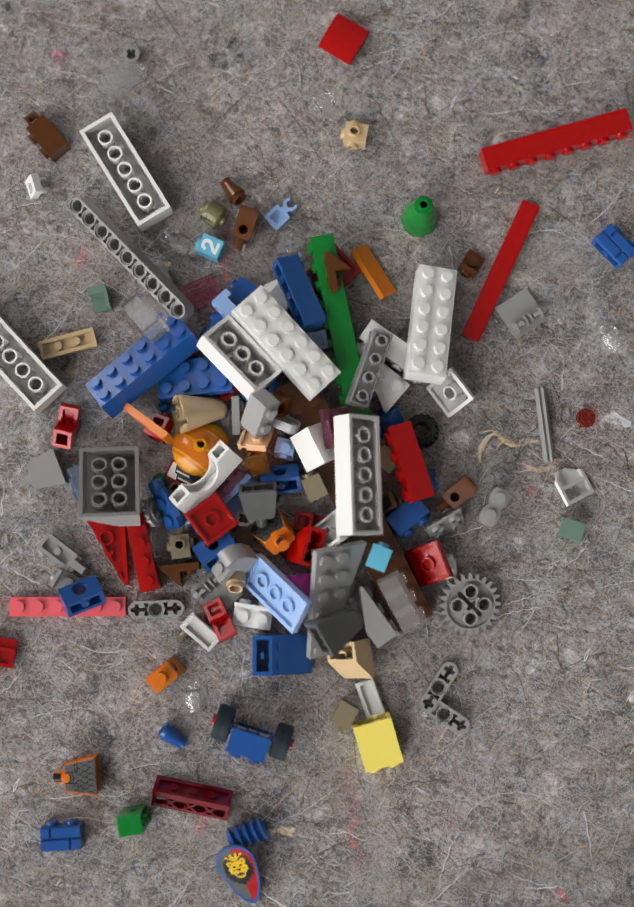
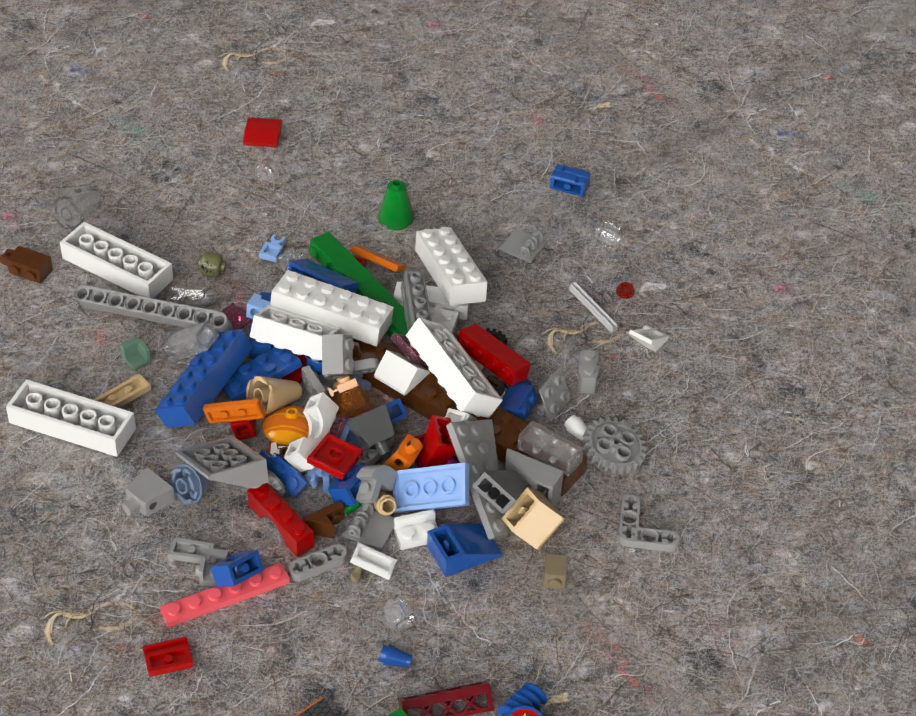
camera: 30 degrees left, 40 degrees down
(34, 185) = (32, 298): white tile -> none
(68, 426) = (151, 446): red brick -> none
(114, 545) = (244, 522): red wing -> none
(165, 674) = (362, 600): orange torso -> none
(173, 545) = (314, 497): dark tan brick -> none
(210, 247) = (221, 288): medium azure brick -> none
(220, 619) = (385, 542): red slope -> none
(234, 193) = (223, 247): reddish brown cone -> none
(249, 219) = (247, 265): reddish brown torso -> none
(249, 740) = (474, 619): brick -> none
(284, 449) = (374, 393): light blue brick -> none
(314, 487) = (419, 408): dark tan brick -> none
(333, 266) = (345, 249): reddish brown slope -> none
(354, 135) = (308, 179): tan brick -> none
(370, 697) = (576, 557): white tile -> none
(377, 742) = (601, 578): light yellow brick -> none
(379, 556) = (509, 424): medium azure brick -> none
(429, 563) = (562, 422): red plate -> none
(451, 394) = (499, 309): white slope -> none
(464, 487) = (554, 355): reddish brown torso -> none
(471, 264) = (460, 228): reddish brown bracket -> none
(500, 271) = (487, 227): red tile -> none
(555, 142) = (477, 137): red brick -> none
(571, 529) = (668, 360): sand green panel -> none

